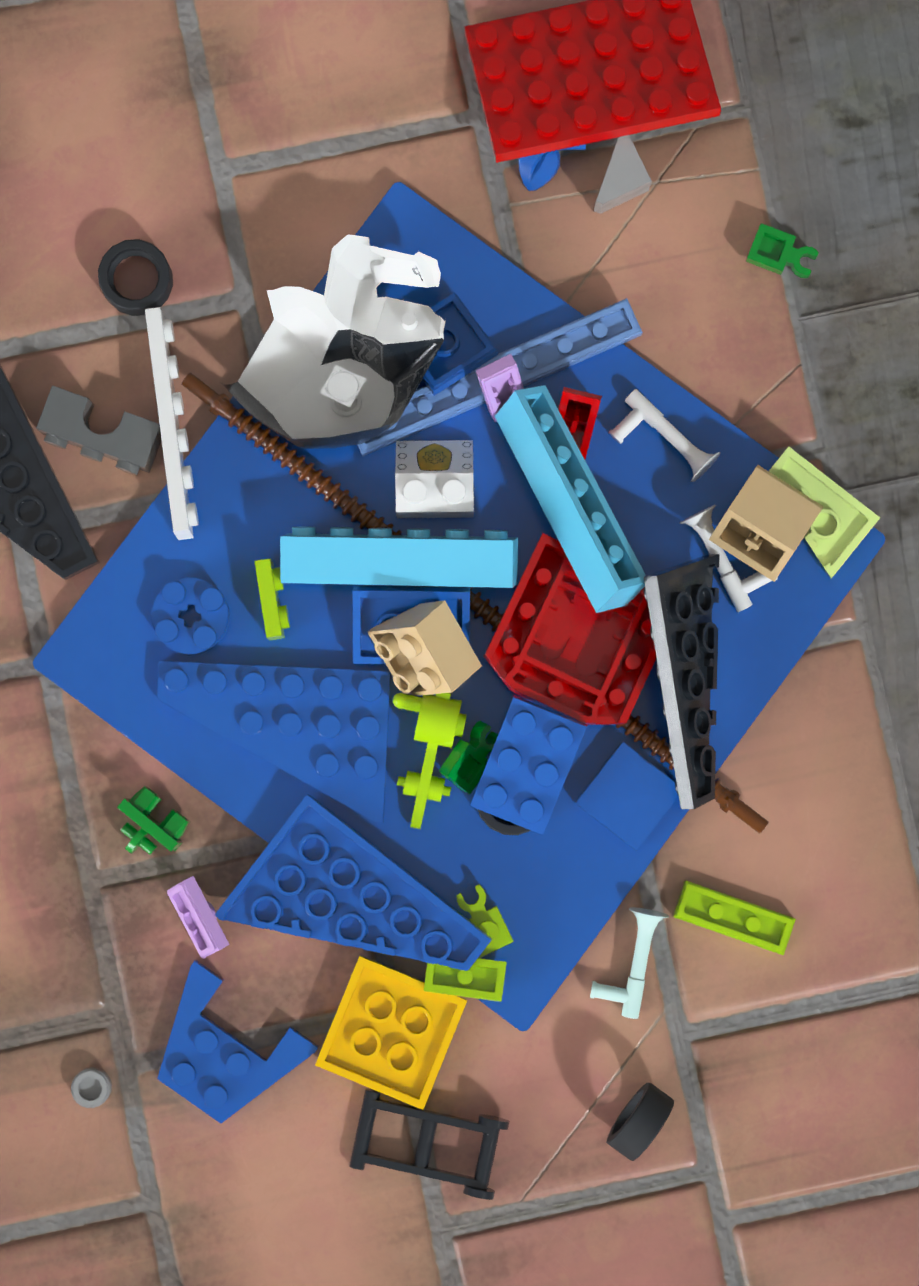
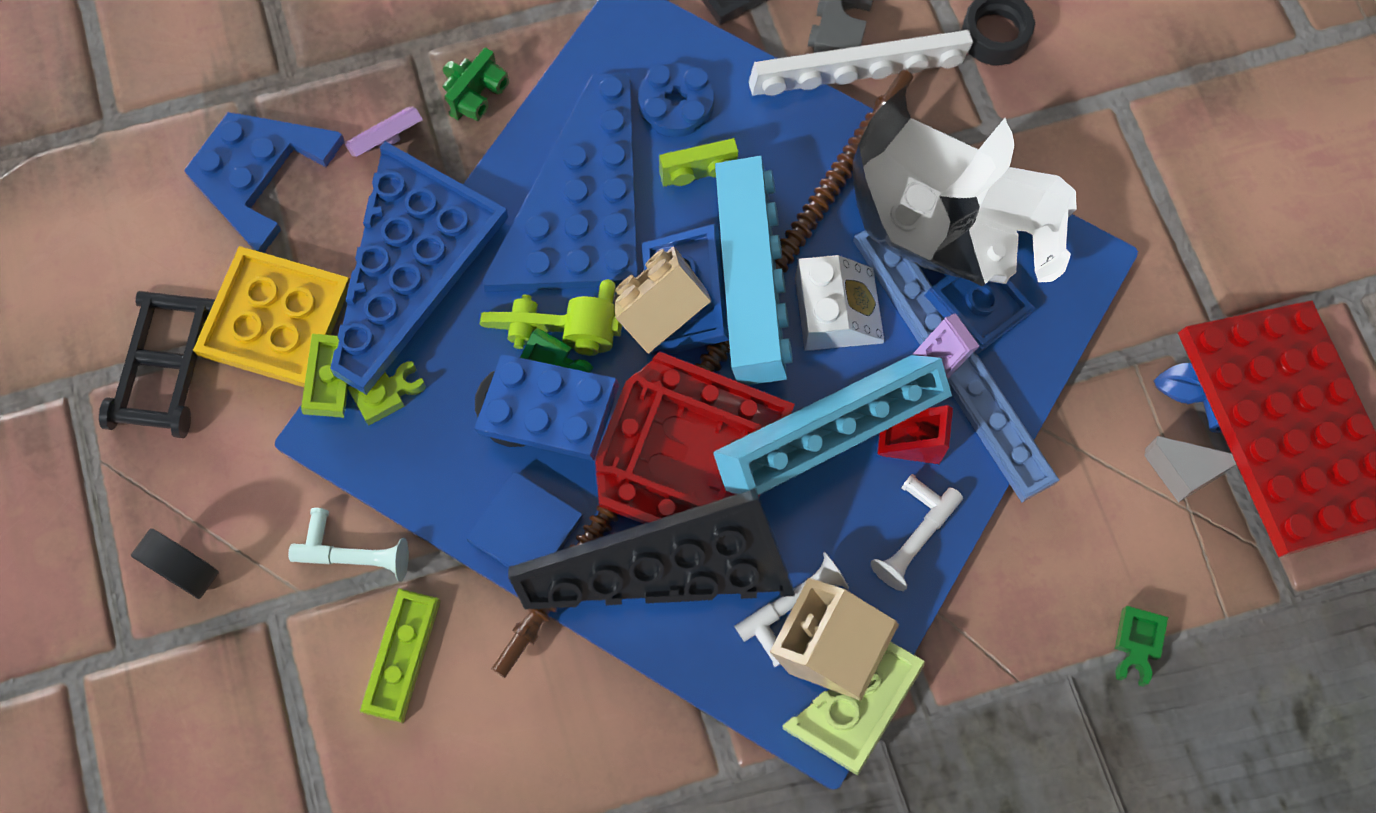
camera: 85 degrees right, 15 degrees down
(91, 1087) = (221, 61): light grey tile -> none

